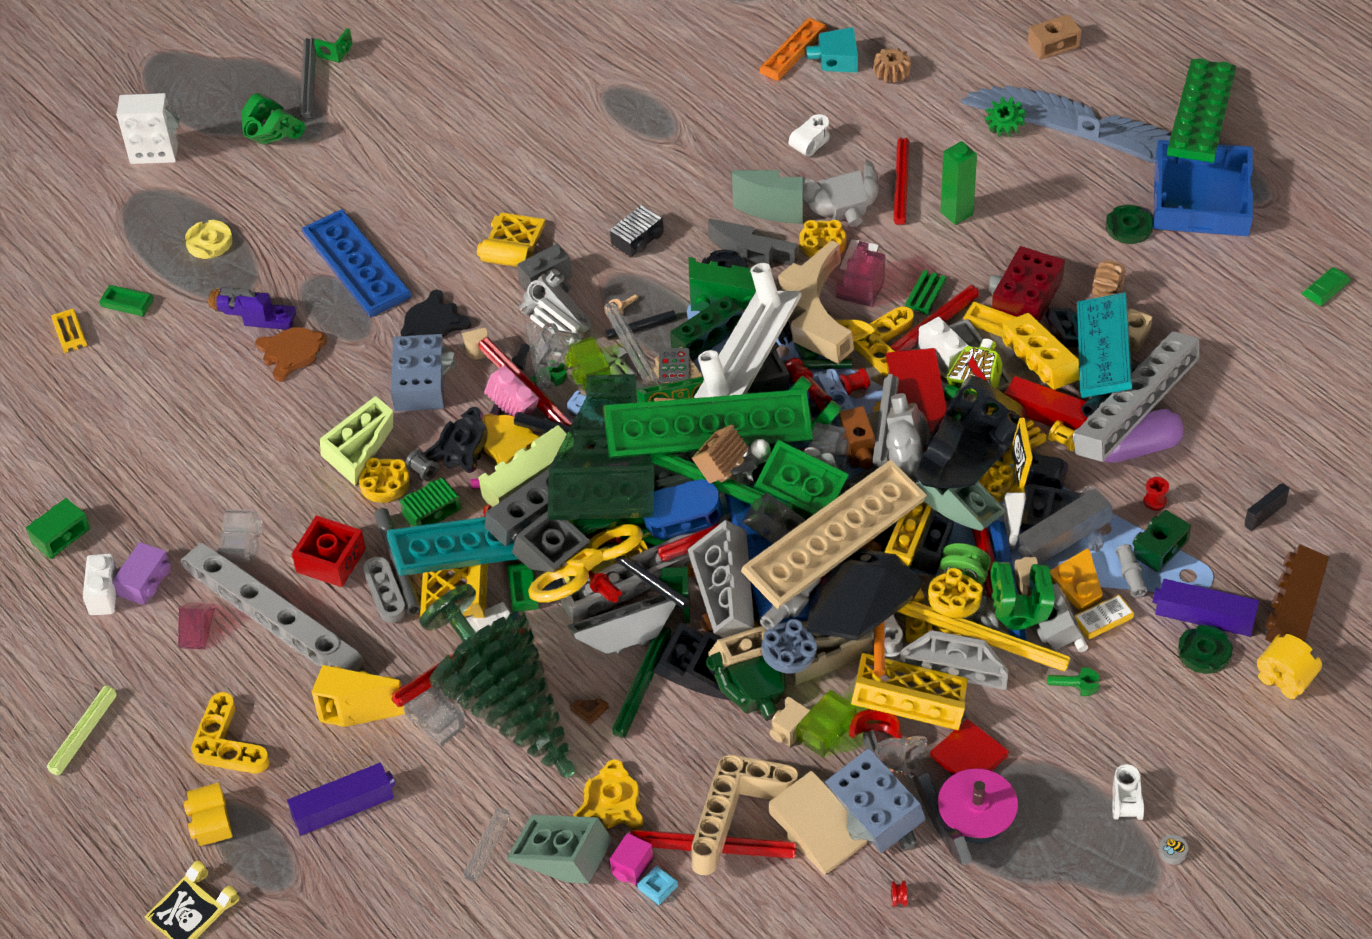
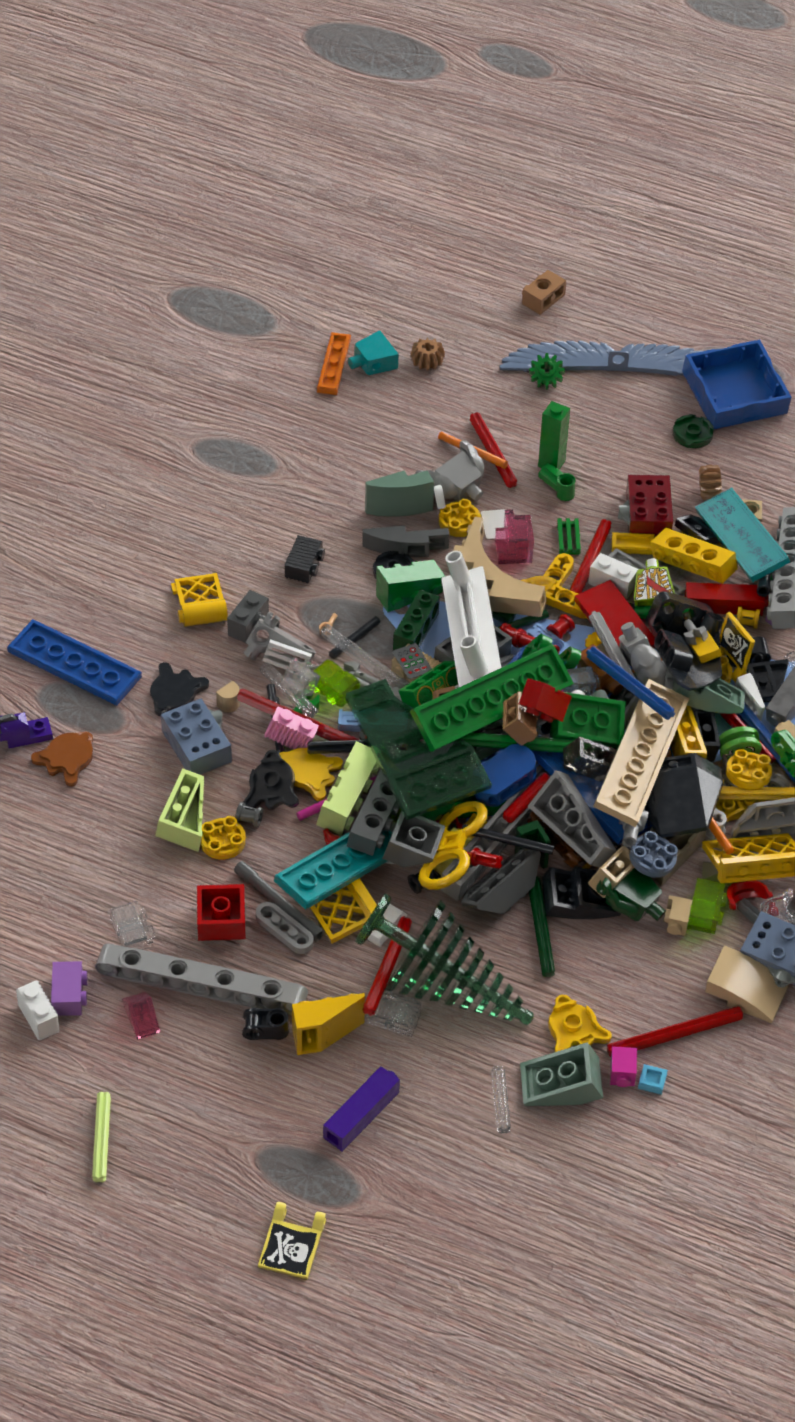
camera: 30 degrees left, 0 degrees up
(208, 813) = (260, 1162): yellow brick -> none
(220, 746) = (222, 1104): yellow beam -> none
(298, 677) = (264, 1024): none -> black piece
(430, 503) = (278, 844): green brick -> none
(520, 580) = (396, 885): green tile -> none
(589, 709) = (512, 964): reddish brown tile -> none
(733, 777) = (664, 977): tan beam -> none
(750, 443) = (544, 700): none -> red brick
(808, 209) = (439, 497): none -> white tile
(810, 135) = (397, 433): white piece -> none
(866, 457) = (630, 683): none -> blue axle
(882, 179) = (483, 454): none -> orange bar
(948, 232) = (561, 482): none -> green piece
(984, 429) = (694, 632): none -> light grey bar
(984, 448) = (706, 650): none -> yellow tile
(1201, 110) = (701, 320): green plate -> none

